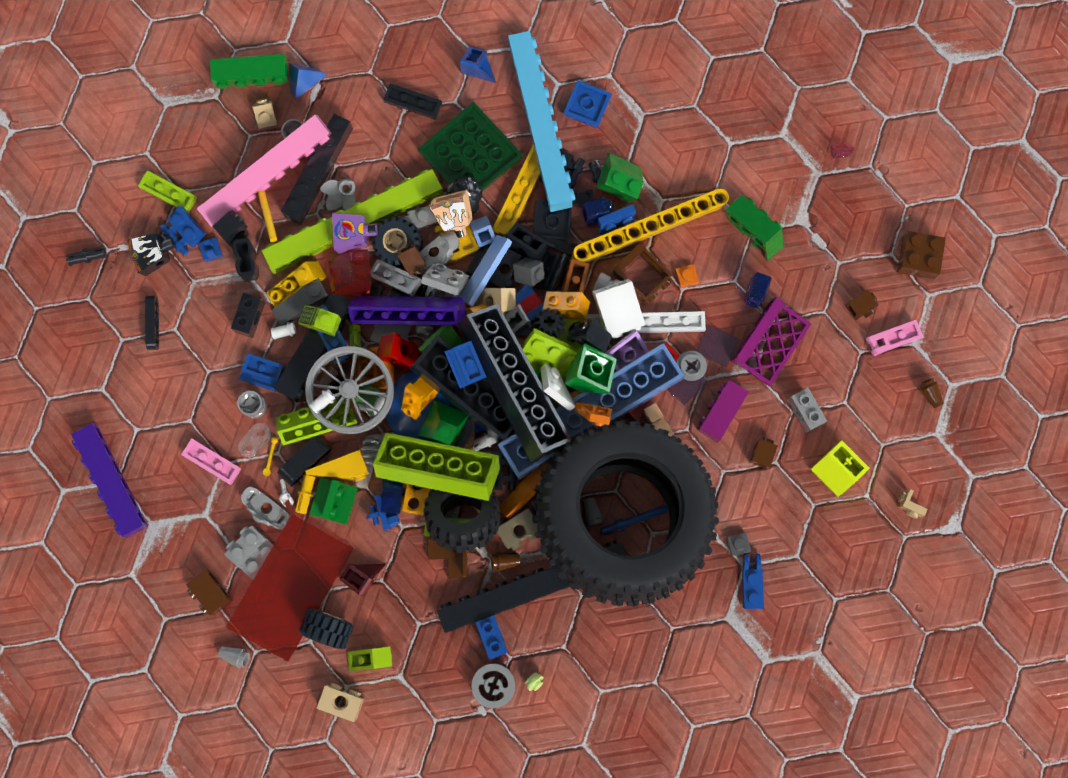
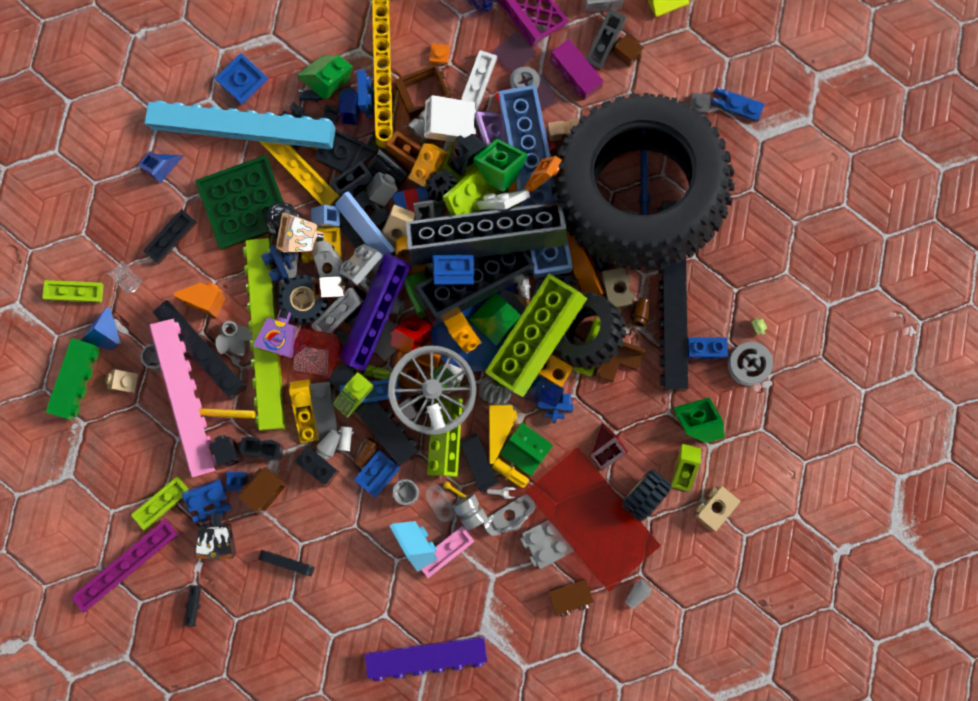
camera: 75 degrees left, 0 degrees up
(101, 183) = (124, 566): none -> magenta plate
(205, 429) = (414, 544): none -> medium azure slope
(207, 275) = (262, 490): none -> reddish brown brick
(256, 467) = (471, 514): none -> light grey wheel
(269, 317) = (328, 445): none -> light grey cone
(281, 354) = (365, 451): none -> reddish brown cone
(330, 38) = (73, 291): none -> lime plate
(361, 85) = (122, 270): none -> clear brick
(363, 154) = (202, 297): none -> orange slope
(413, 212) = (273, 257): none -> dark blue hips
(419, 656) = (701, 420): none -> green slope
(772, 428) = (606, 38): none -> dark grey slope

